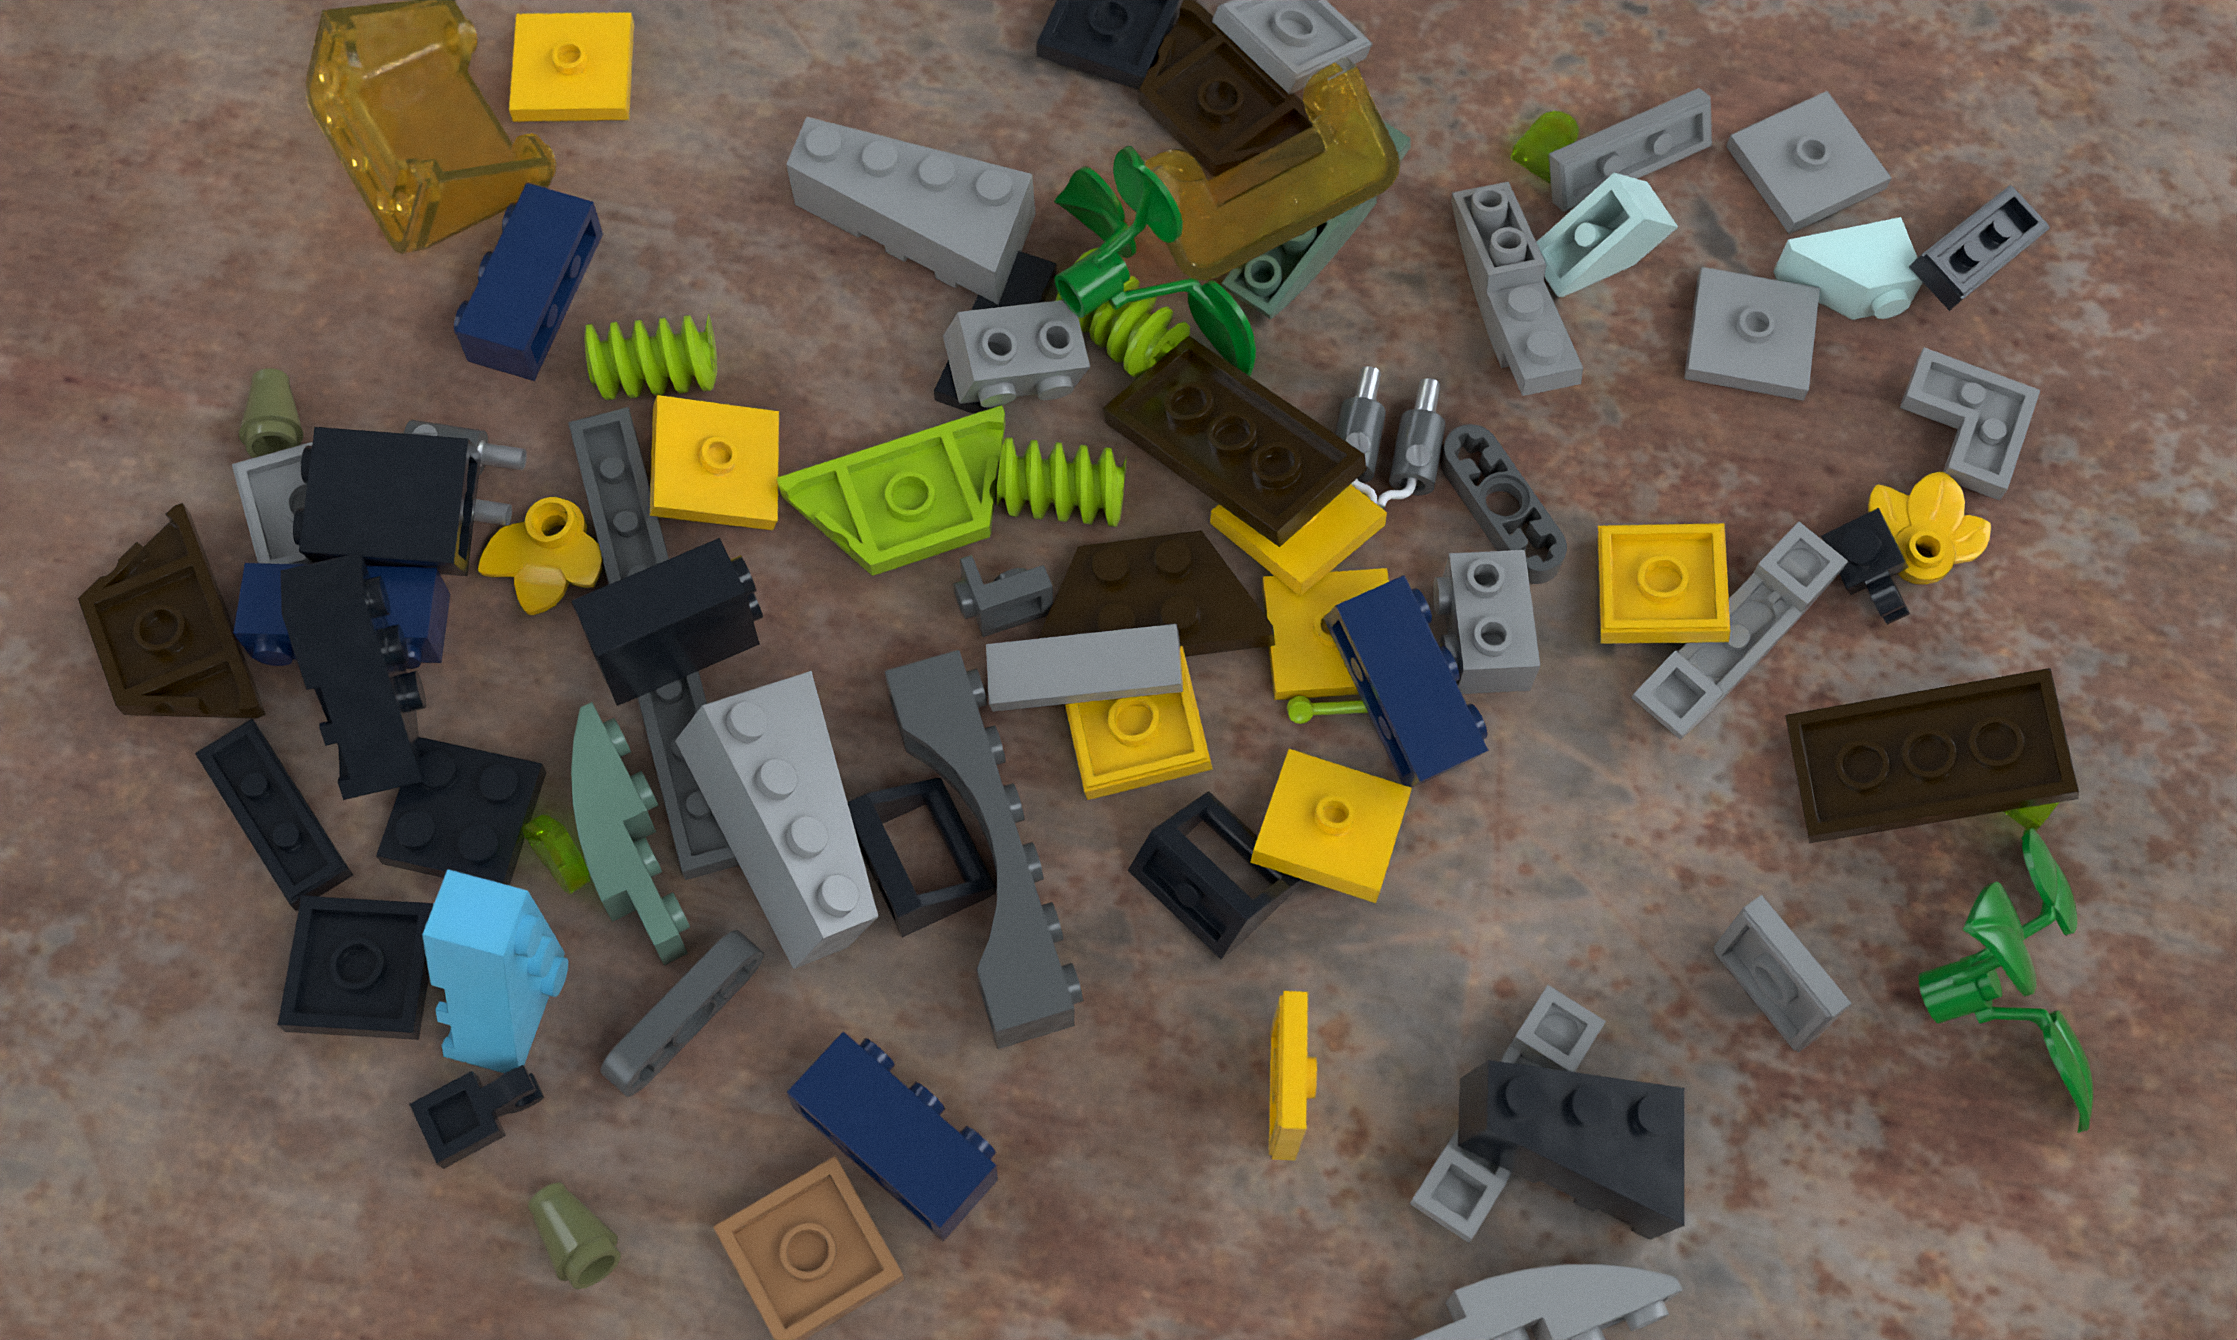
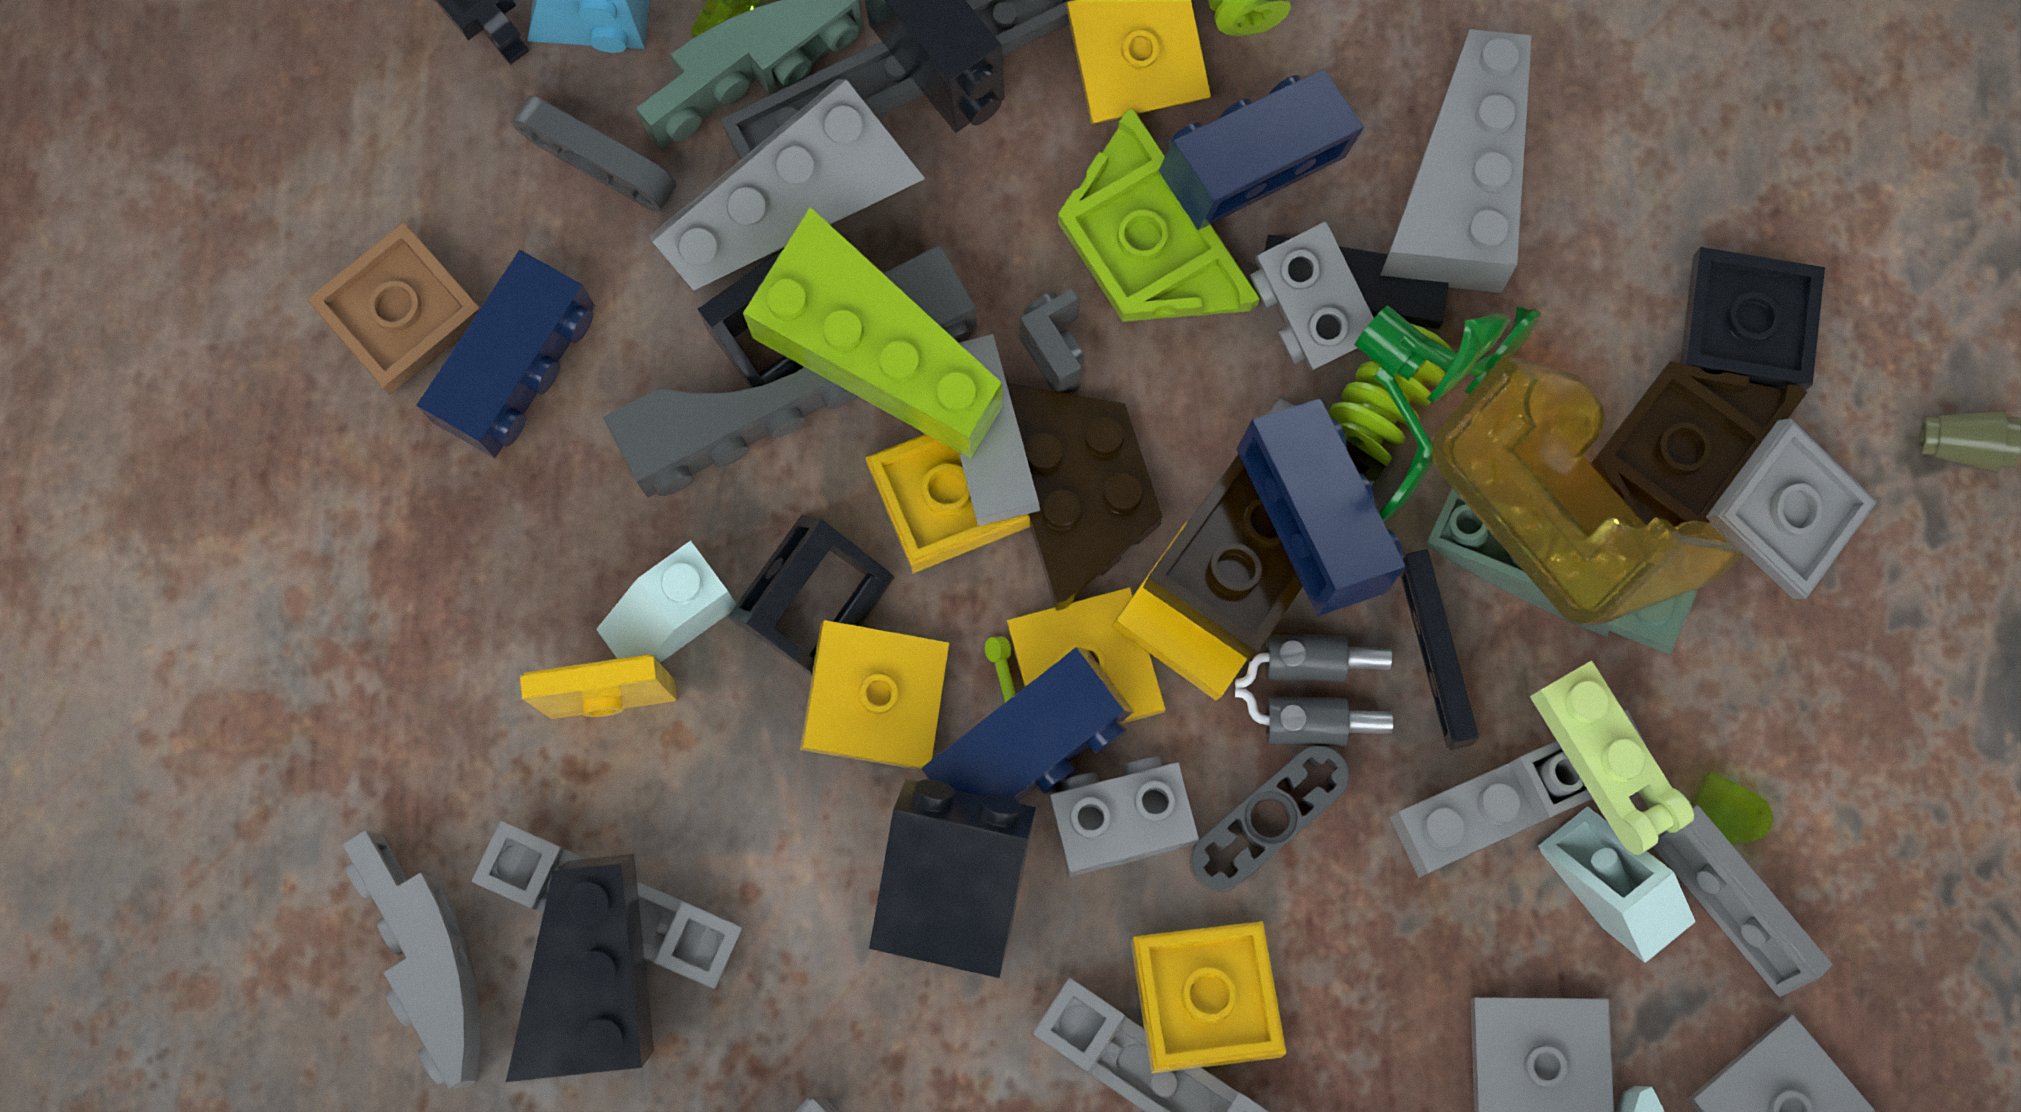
camera: 85 degrees right, 10 degrees up
(574, 1238) = (384, 114): olive cone -> none
(851, 371) = (1259, 147): none -> dark blue brick
(976, 741) = (866, 335): none -> lime wedge
(1061, 482) = (1181, 373): lime piece -> none
(1209, 1012) = (667, 607): none -> light aqua slope
(1233, 378) = (1320, 506): none -> dark blue brick
(1372, 328) = (1438, 651): none -> black tile
(1503, 202) = (1611, 758): none -> yellowish green plate
(1532, 768) = (951, 876): none -> black brick

